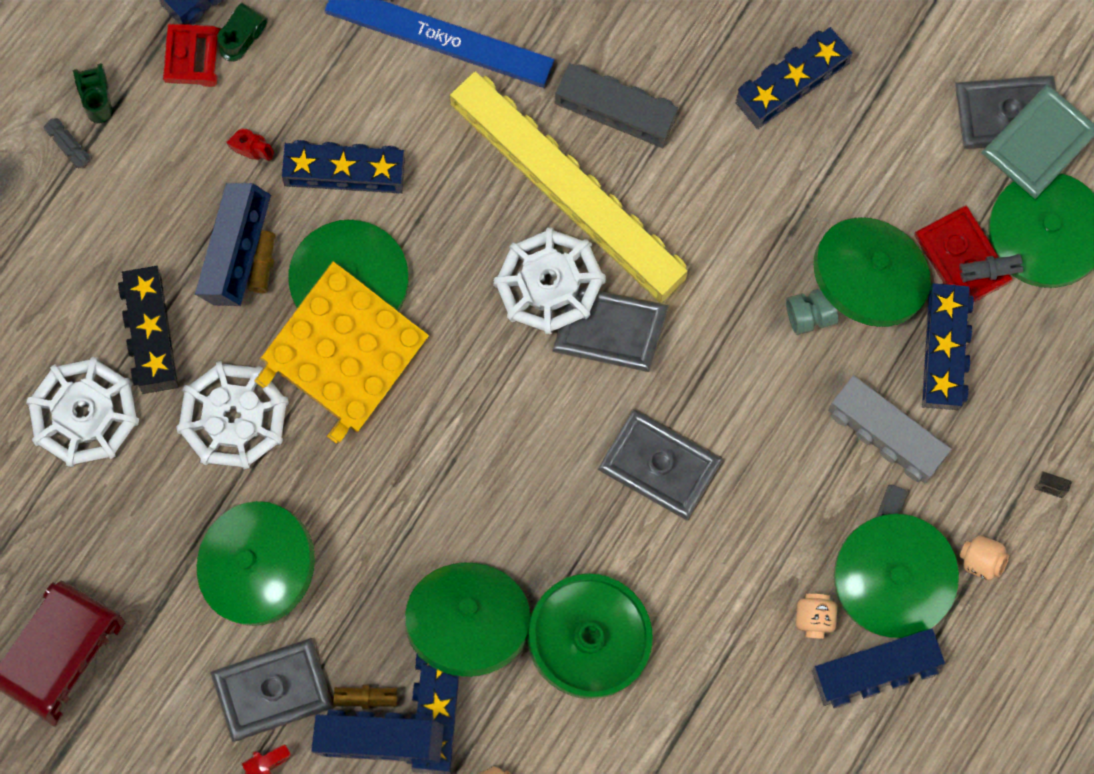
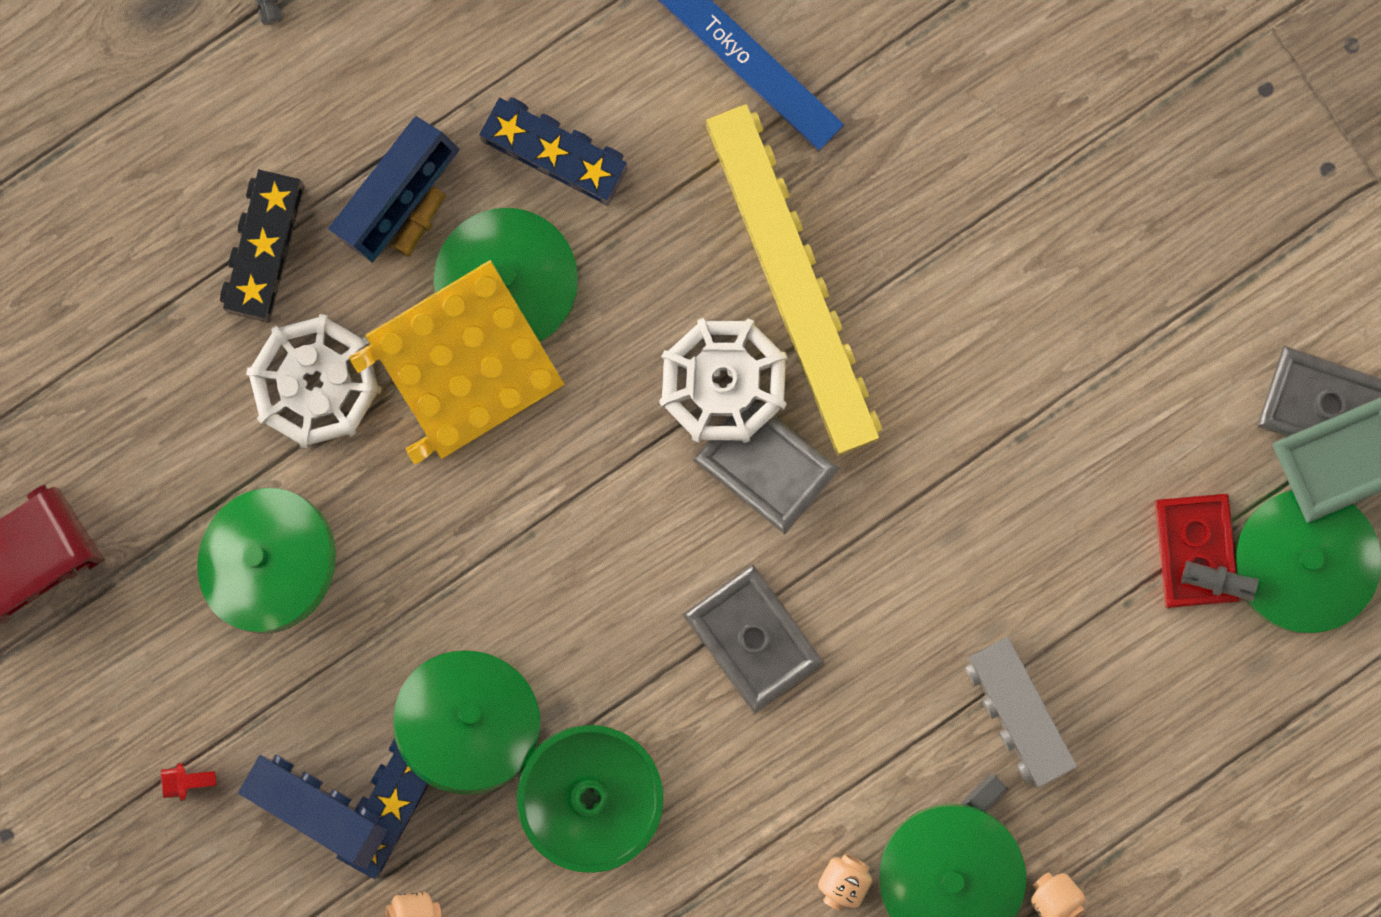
camera: 25 degrees right, 10 degrees up
(85, 428) = (174, 310): white plate -> none
(253, 148) = (467, 83): red piece -> none
(271, 689) = (228, 702): flat silver piece -> none
(365, 697) = (323, 755): pearl gold pin -> none
(616, 105) = (889, 208): dark grey brick -> none
(793, 77) = (1103, 261): dark blue brick -> none
(809, 311) = (997, 541): sand green wheel -> none
(871, 272) = (1084, 527): green dish -> none
(946, 347) = (1127, 647): dark blue brick -> none
(1052, 484) = (1171, 852): clear smoke tile -> none

